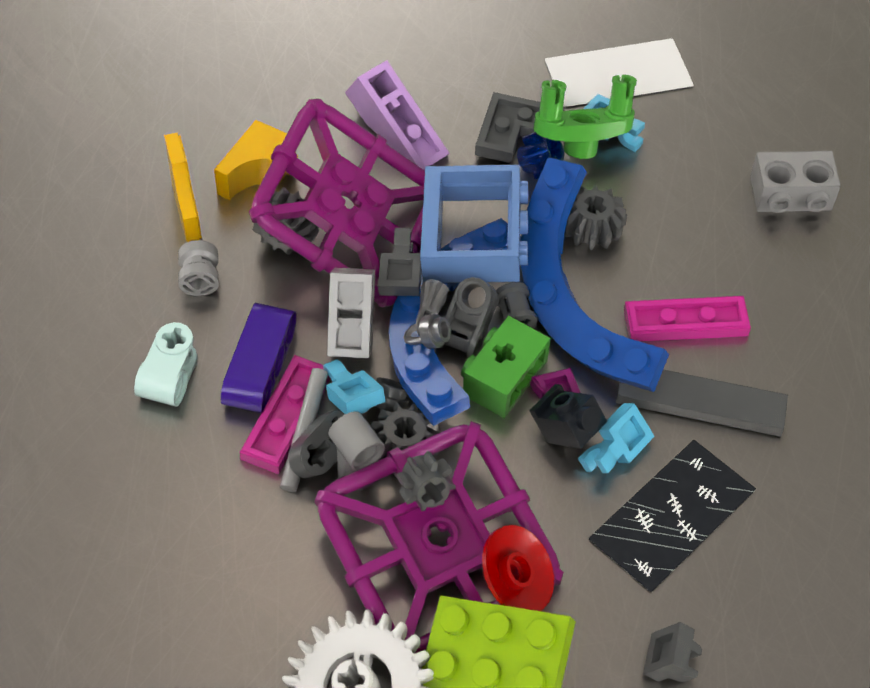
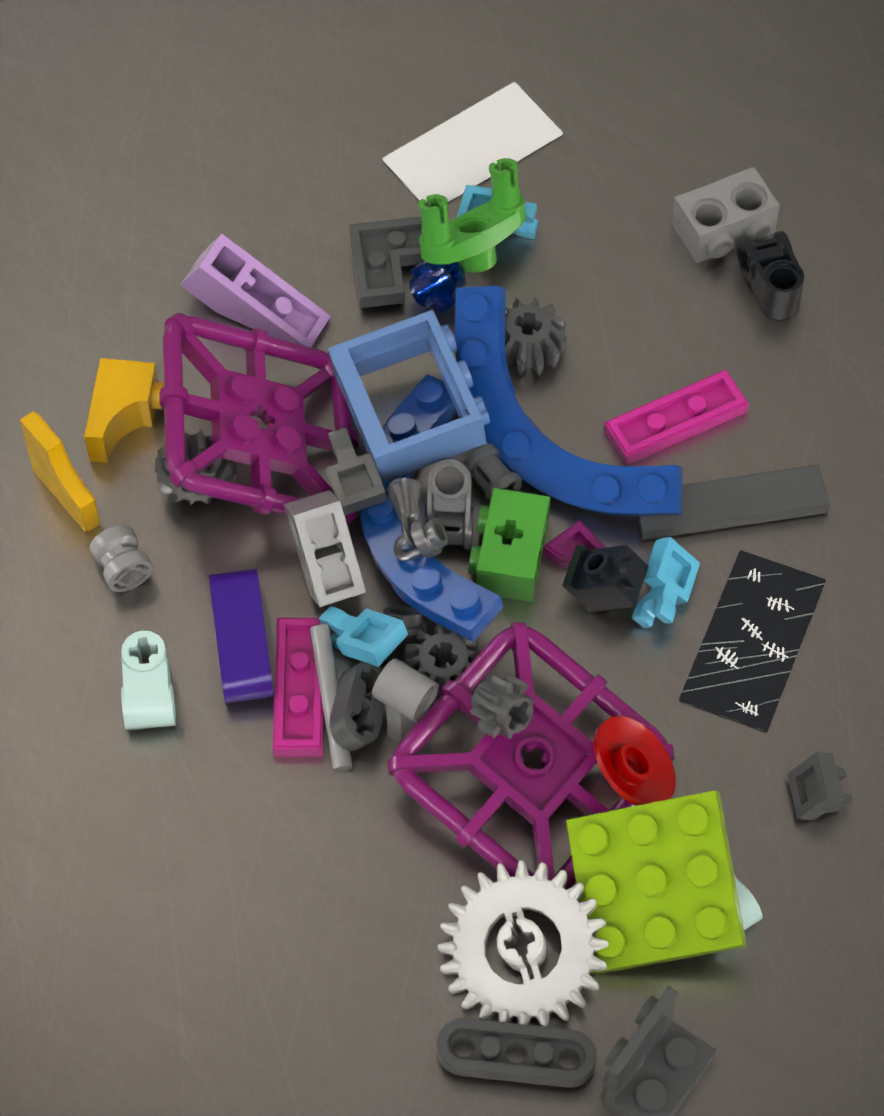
camera: 20 degrees left, 5 degrees up
(814, 239) = (773, 275): none -> black piece

